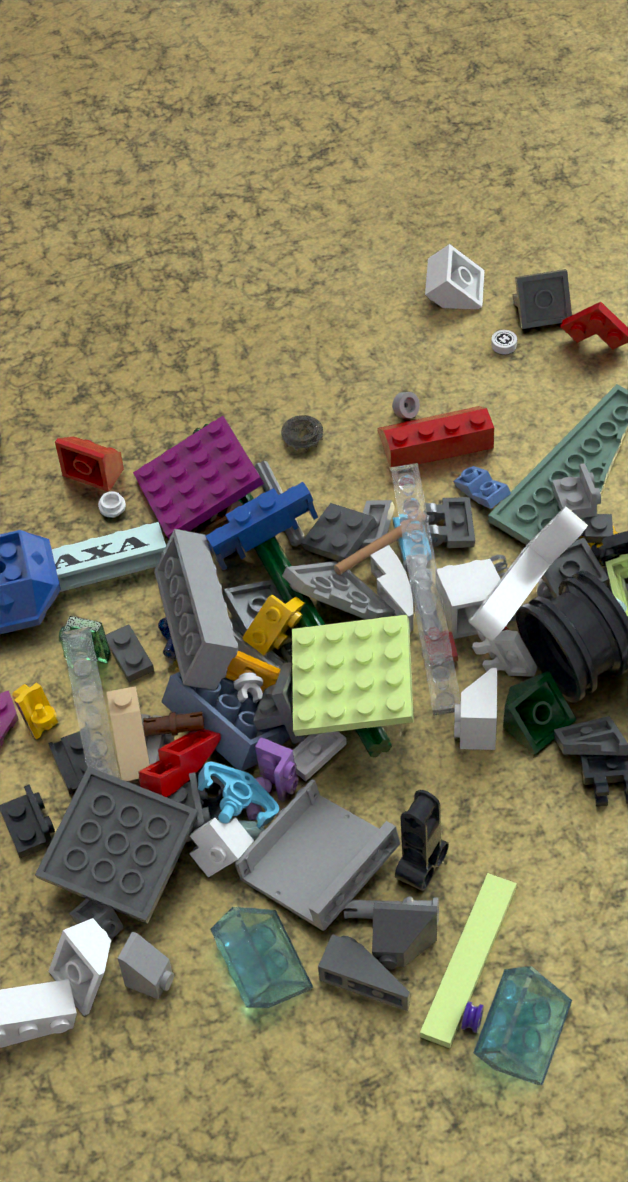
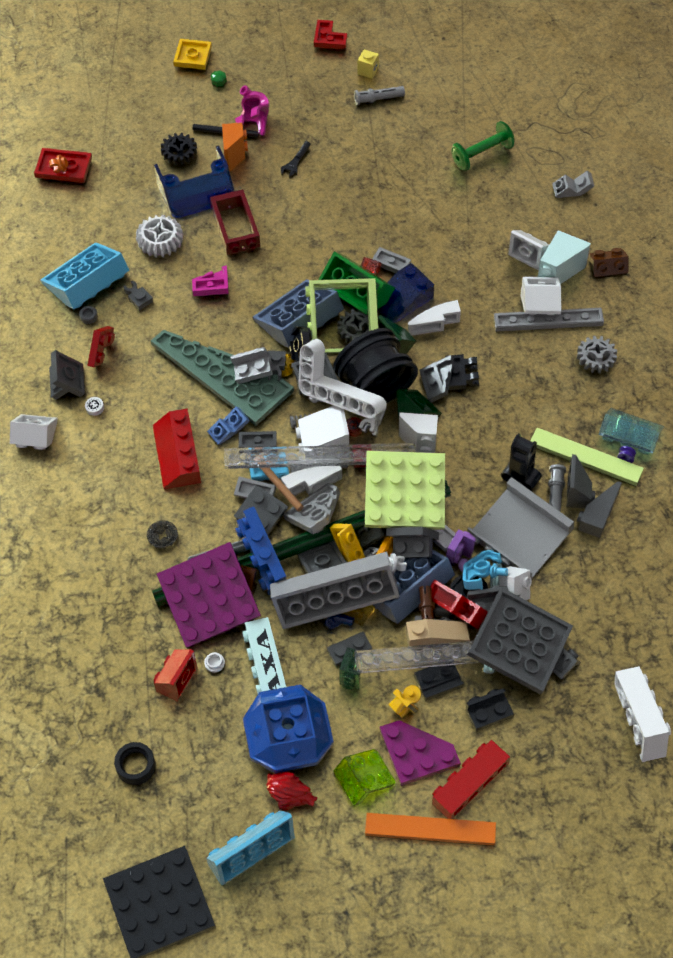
camera: 90 degrees left, 5 degrees up
(82, 960) = (601, 661): white slope -> none
(145, 967) = (603, 630): light grey slope -> none
(260, 957) = (591, 566): clear light blue slope -> none
(406, 405) = (148, 467): light grey tile -> none

